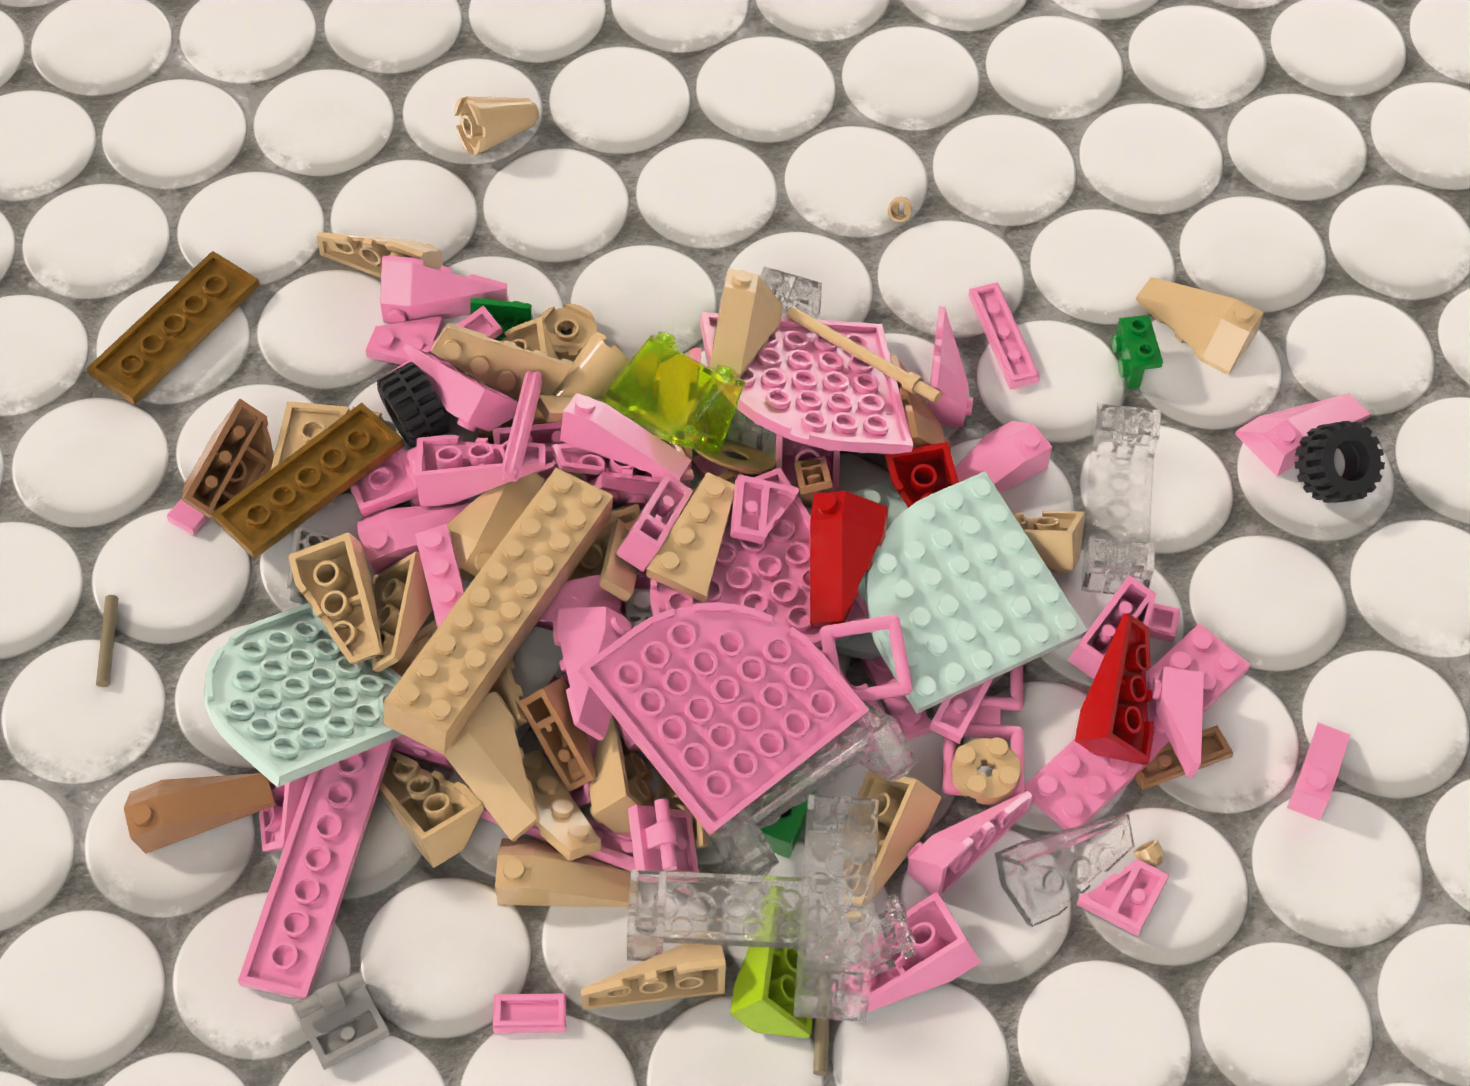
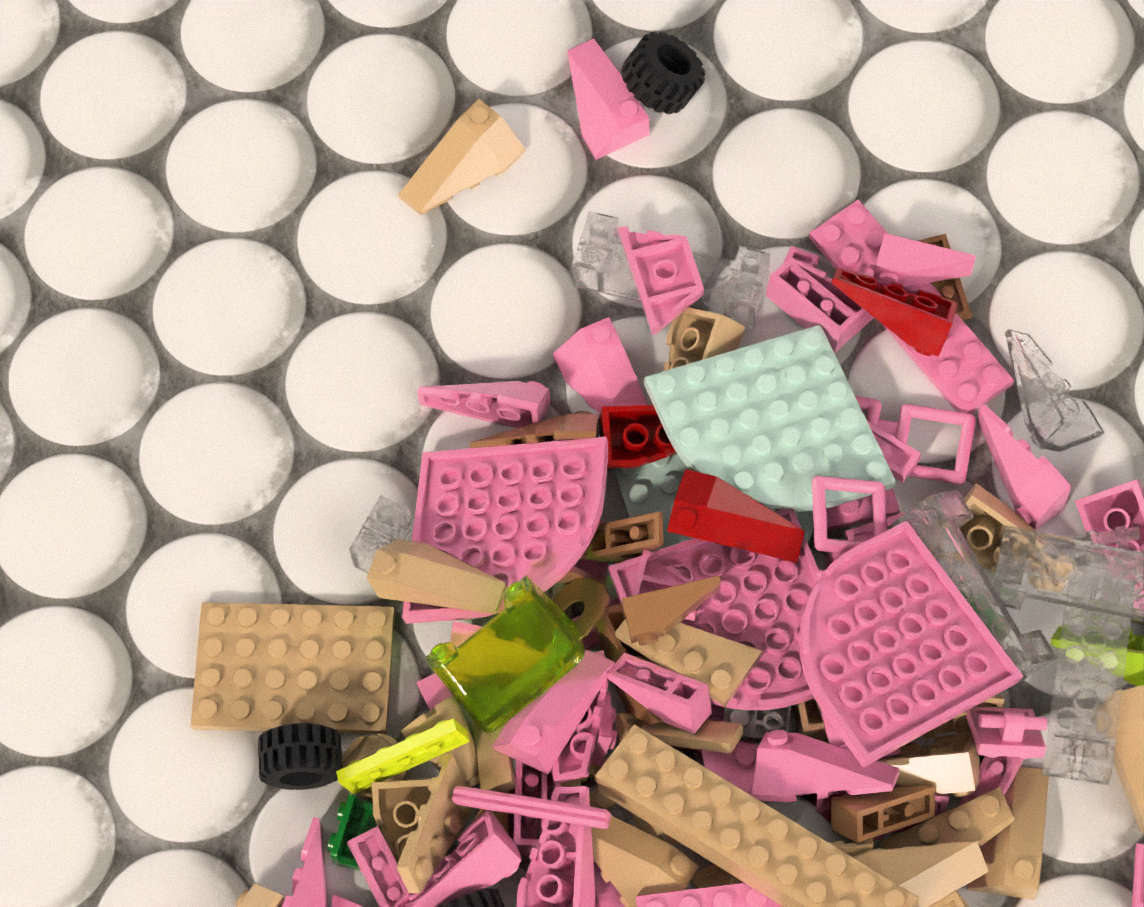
camera: 75 degrees left, 10 degrees up
(492, 120) = (74, 815): tan cone -> none
(560, 263) = (299, 756): none -> black tyre
(566, 331) = (403, 756): none -> neon yellow plate
(653, 261) = (293, 666): none -> tan plate
(727, 496) = (659, 611): none -> medium nougat slope
(893, 209) = (270, 406): tan hinge -> none
(910, 381) = (526, 427): tan bar -> none
(977, 785) = (956, 423): tan plate -> none
(1004, 335) = (446, 343): bright pink tile -> none
(1110, 489) = (662, 274): none -> bright pink wing
(1127, 896) = (1082, 348): bright pink wing -> none
(1136, 348) = (495, 222): green bracket -> none
(1150, 853) = (1038, 318): tan hinge -> none
(1319, 771) = (973, 166): bright pink slope -> none

